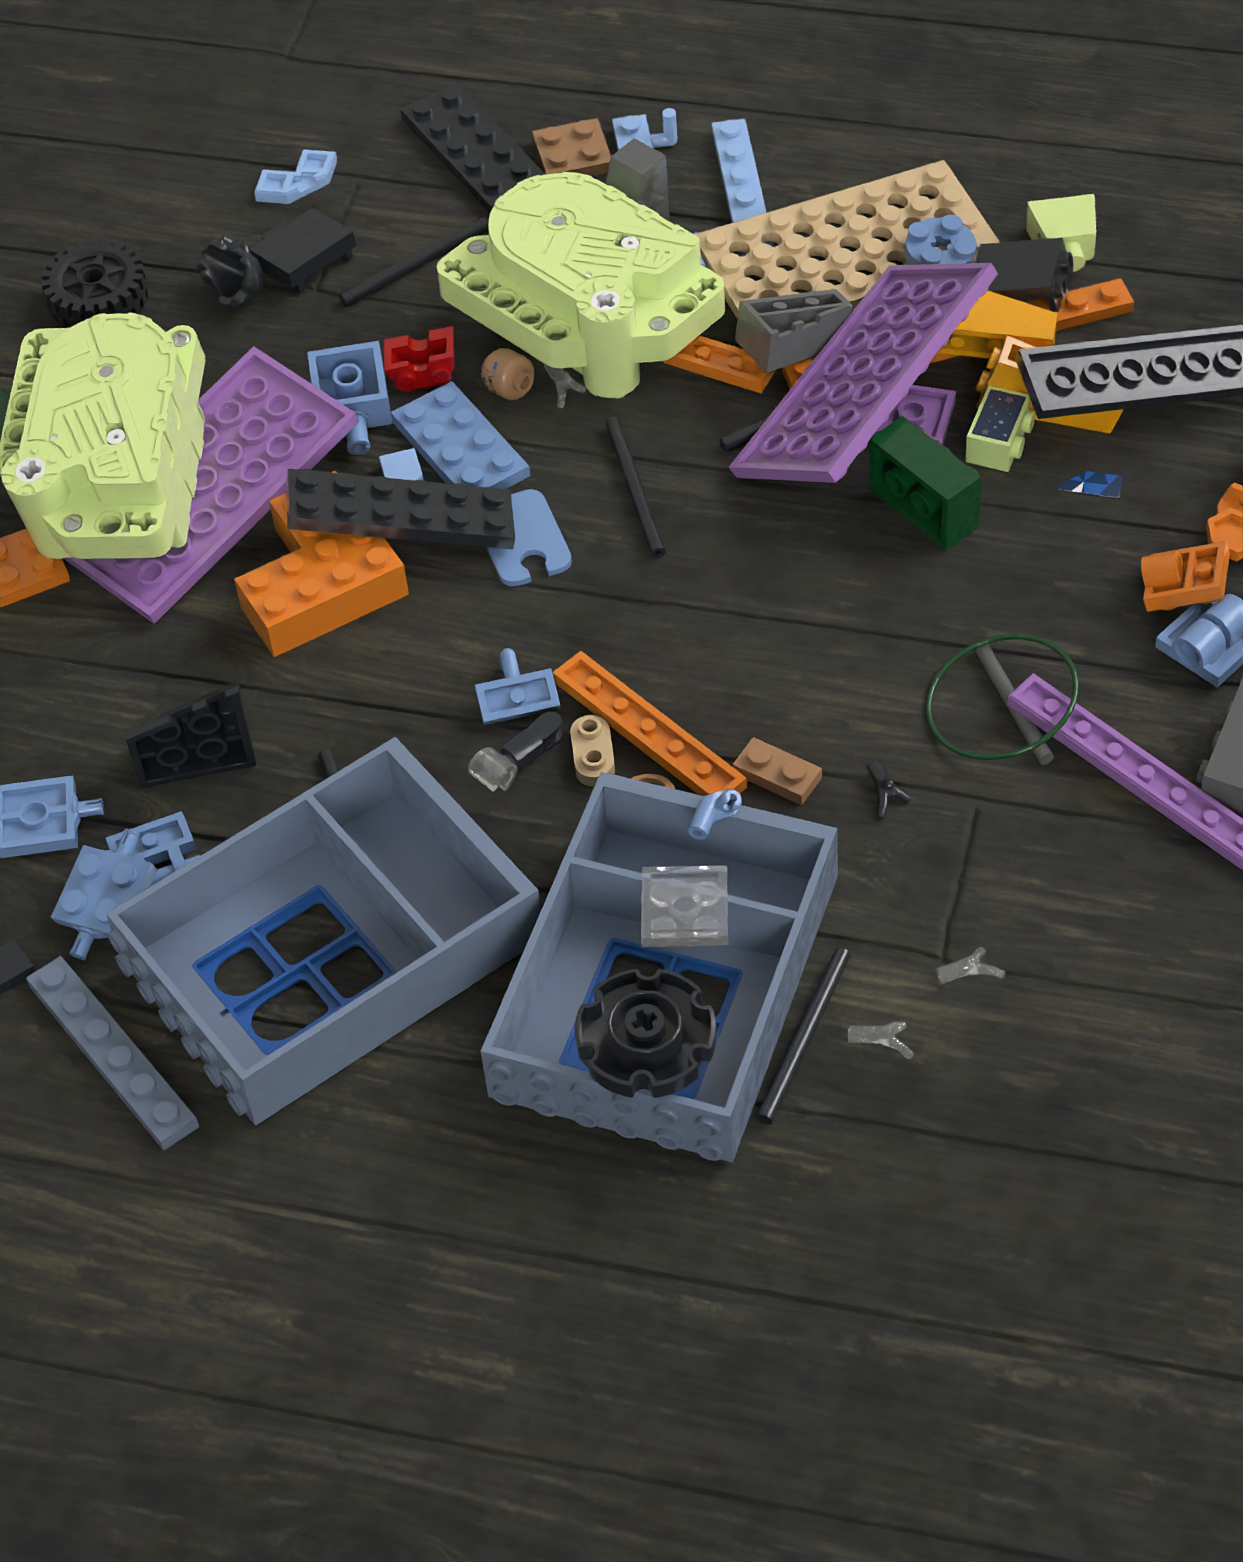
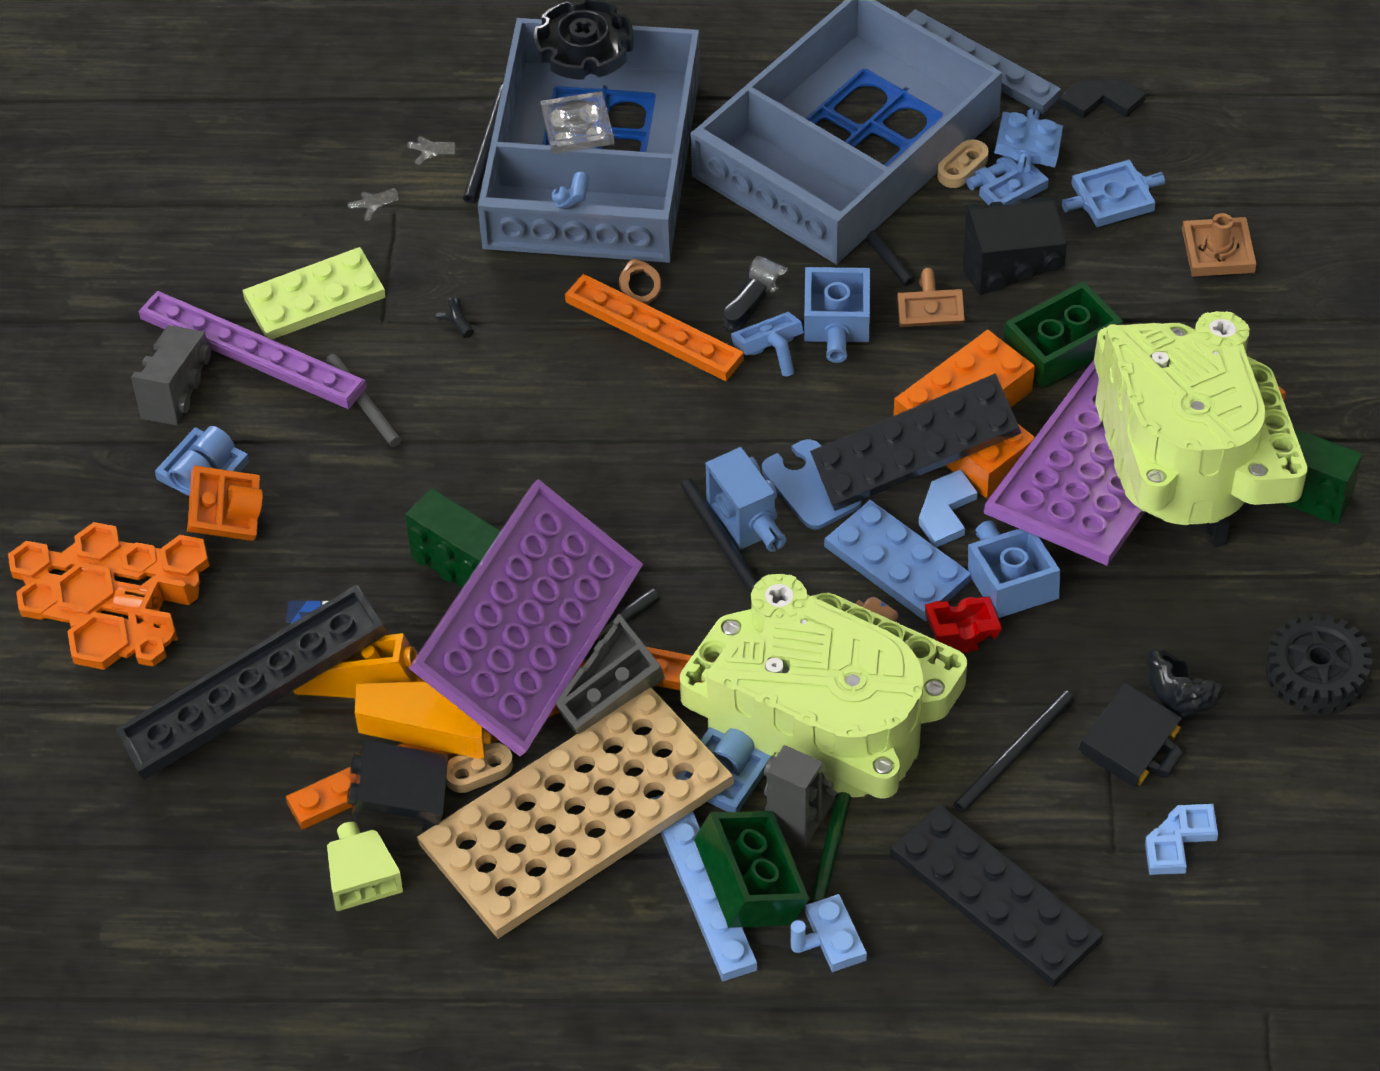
camera: 165 degrees right, 0 degrees up
(183, 628) = (1060, 332): none -> dark green brick
(309, 699) = (930, 306): none -> medium nougat plate
(426, 700) = (837, 308): none -> medium blue brick
(573, 148) = (898, 913): medium nougat plate -> none
(591, 747) = (693, 306): tan plate -> none
(605, 489) = (743, 500): none -> medium blue brick
(699, 164) = (751, 869): none -> dark green brick
(778, 771) = (544, 318): medium nougat plate -> none
(944, 231) = (481, 786): medium blue plate -> none
(999, 429) = (406, 616): brick -> none
(1050, 734) = (358, 430): dark green piece -> none
(1061, 848) = (314, 293): none -> yellowish green plate

